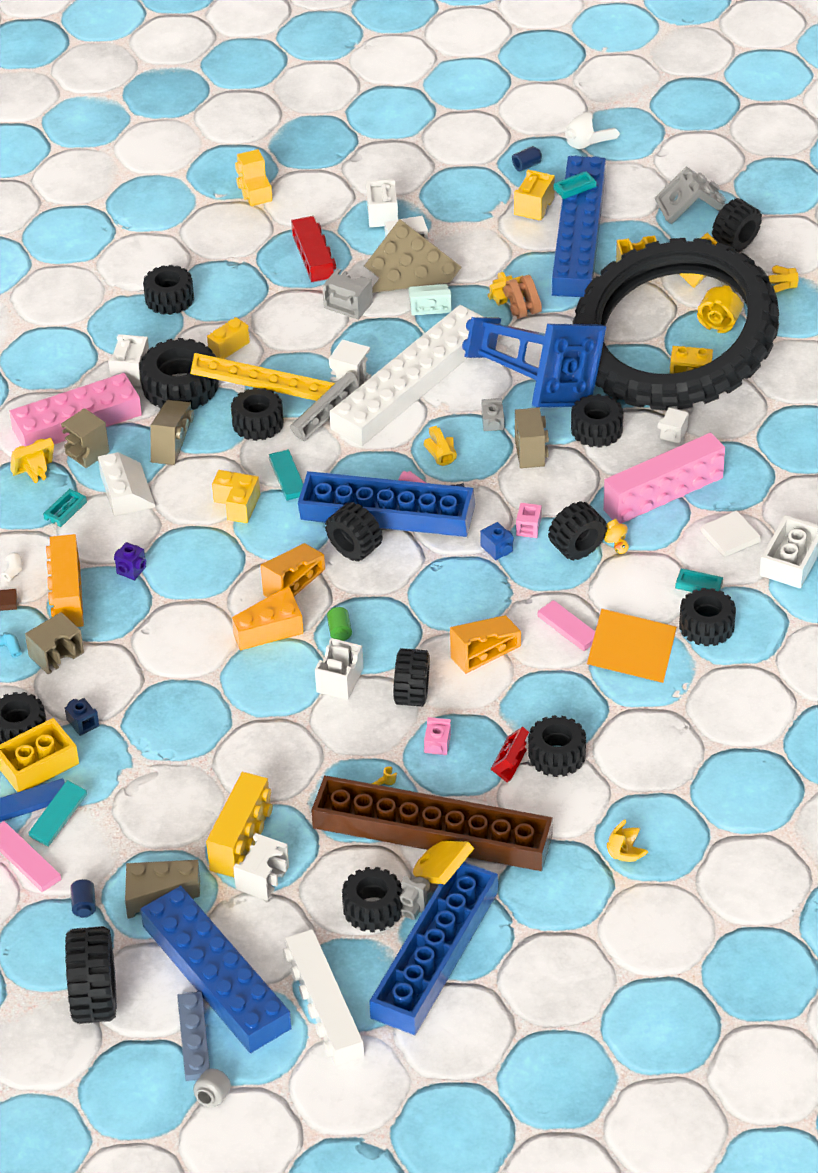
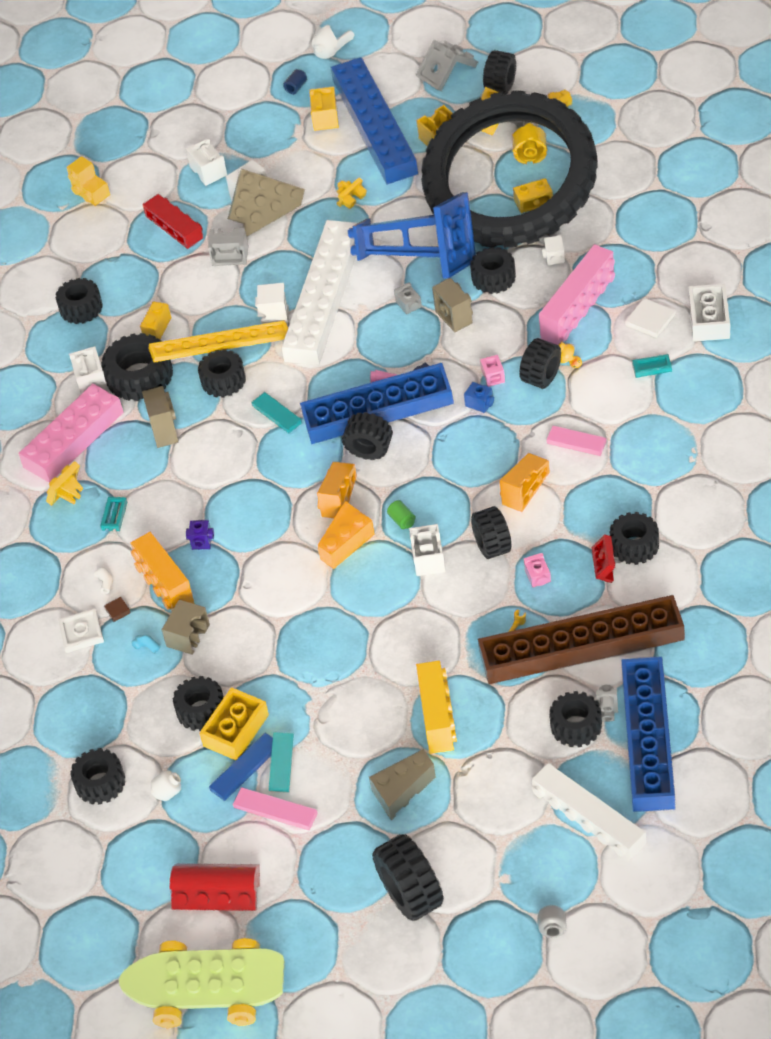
camera: 20 degrees left, 5 degrees up
(79, 711) = (246, 676): dark blue brick -> none
(83, 898) = (348, 820): dark blue brick -> none
(86, 437) = (97, 449): dark tan piece -> none
(125, 484) = (150, 475): white slope -> none
(193, 1034) = (507, 888): sand blue plate -> none
(216, 969) = (491, 828): blue brick -> none
(238, 492) = (250, 442): yellow brick -> none
(262, 867) = (474, 732): white piece -> none
(320, 410) = (273, 345): light grey brick -> none
(430, 299) = (295, 225): light aqua bracket -> none
(439, 447) = (384, 339): yellow rock -> none
(442, 861) = (613, 665): yellow tile -> none
(518, 305) = (369, 194): nougat brick -> none
(575, 185) = (354, 88): teal tile -> none
(621, 844) = (731, 592): yellow piece -> none
(632, 645) = (634, 436): light orange sticker -> none
(707, 616) = (679, 400): black tyre -> none

